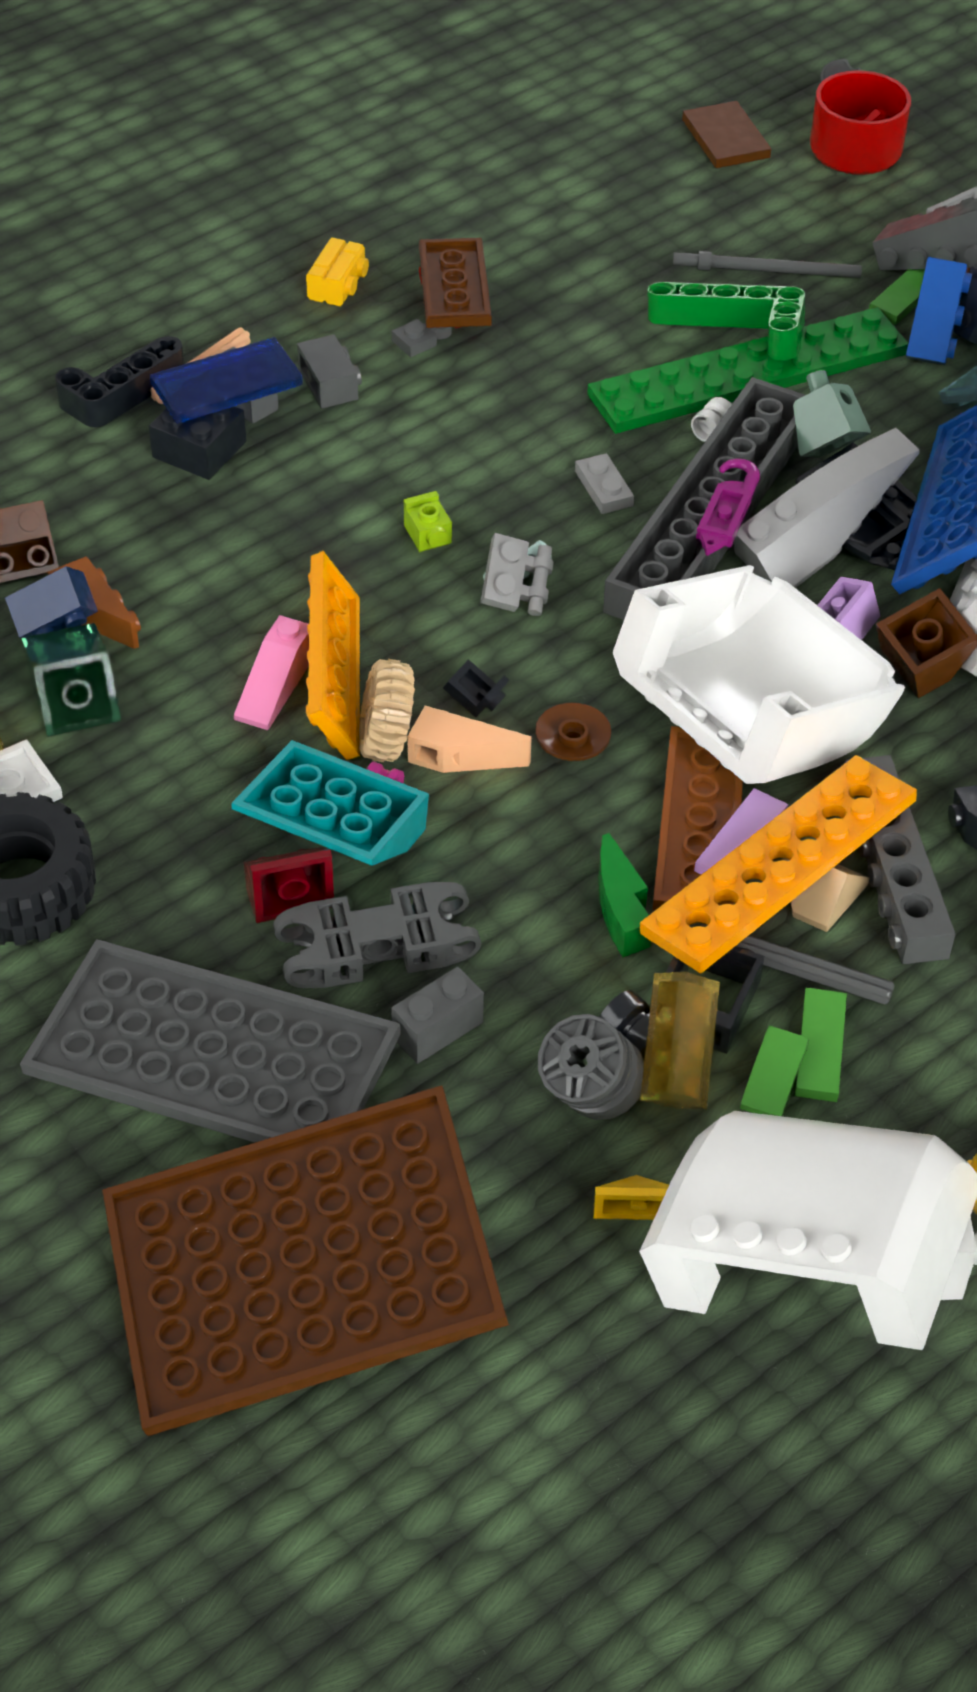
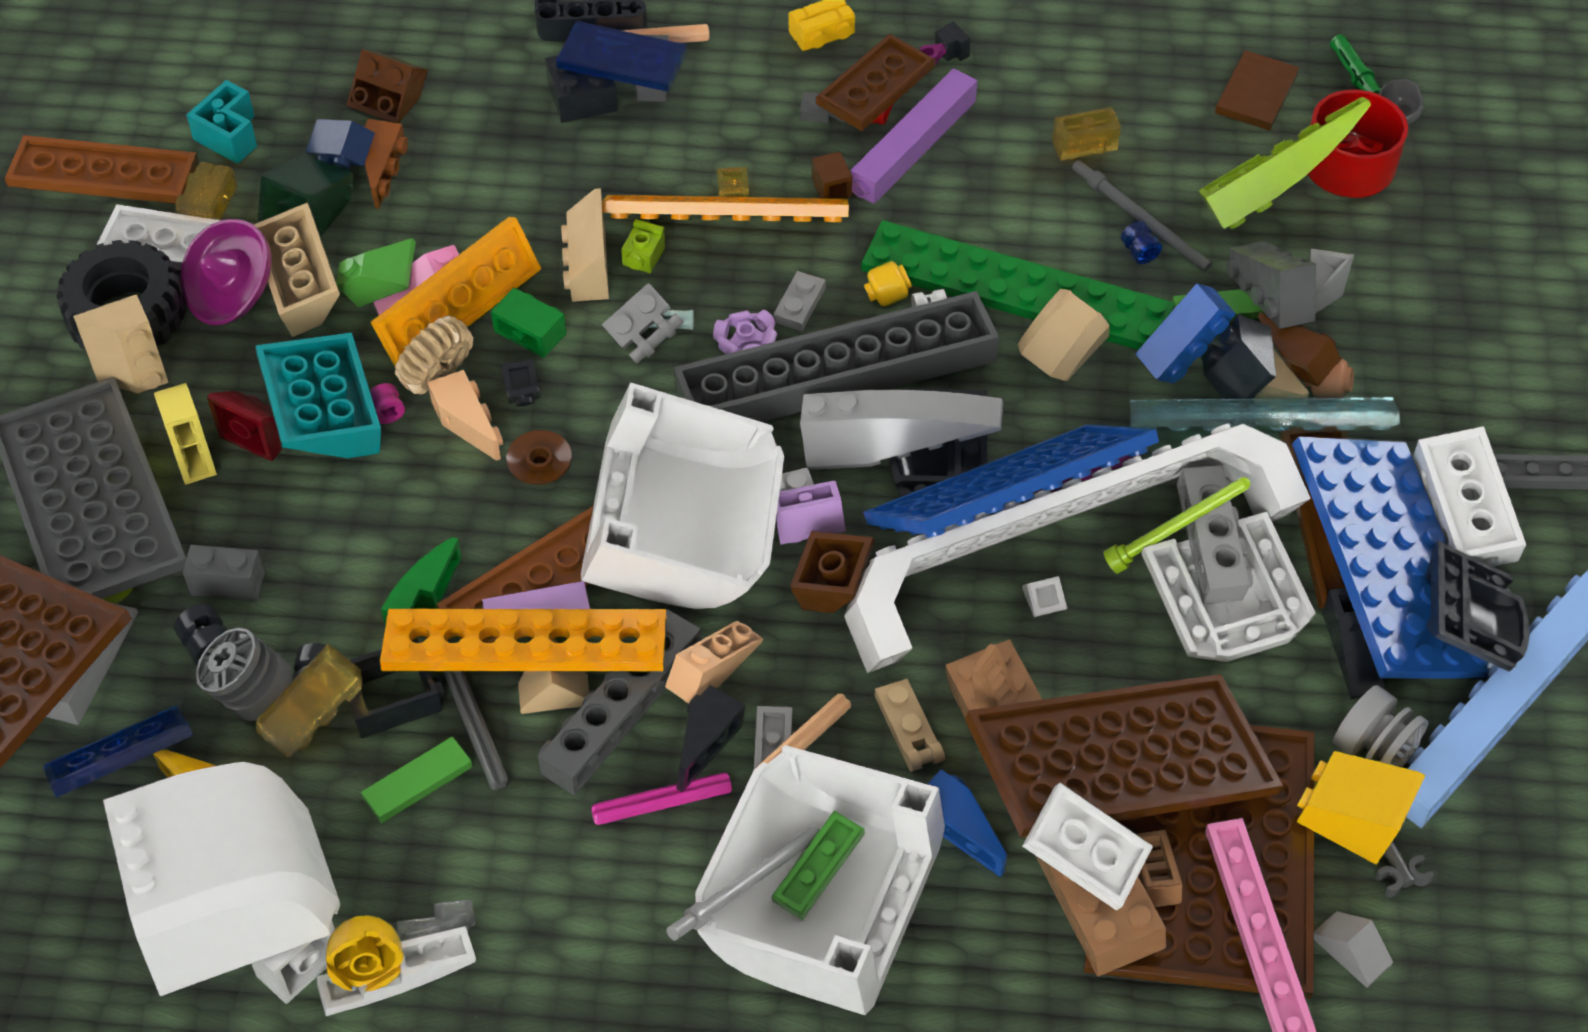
camera: 45 degrees right, 5 degrees up
(96, 892) = (122, 345): none -> tan slope
(101, 768) = (225, 271): none -> magenta hat
(157, 729) = (299, 270): none -> tan slope
(233, 685) = (376, 272): none -> bright green slope
(247, 920) = (185, 433): none -> light yellow brick
(328, 371) = (721, 94): dark grey brick -> none
(376, 935) = (276, 508): dark grey piece -> none
(392, 545) = (586, 250): none -> tan slope
(417, 638) = (528, 322): none -> green brick
(430, 430) = (733, 182): none -> clear yellow plate
(458, 448) = (713, 207): none -> light orange plate
(462, 223) = (949, 44): none -> black piece
(496, 1075) = (198, 628): none -> black wheel
(506, 377) = (832, 176): none -> reddish brown brick
(528, 310) = (913, 136): none -> medium lavender brick
(558, 1224) = (117, 751): none -> clear blue tile
(601, 531) = (745, 334): none -> lavender piece
(660, 228) = (1086, 133): none -> clear yellow brick
(661, 424) = (887, 284): none -> yellow head
(727, 507) = (813, 373): magenta plate -> none
(732, 305) = (1074, 250): green beam -> none
(745, 72) = (1362, 77): none -> green pin
(774, 1072) = (359, 770): bright green slope -> none
(801, 278) = (1139, 240): none -> clear blue wheel
(827, 417) = (980, 356): sand green torso -> none
(835, 184) = (1264, 177): none -> lime wedge
(847, 361) = (1063, 335): none -> tan slope
(924, 771) = (711, 660): none -> light nougat slope

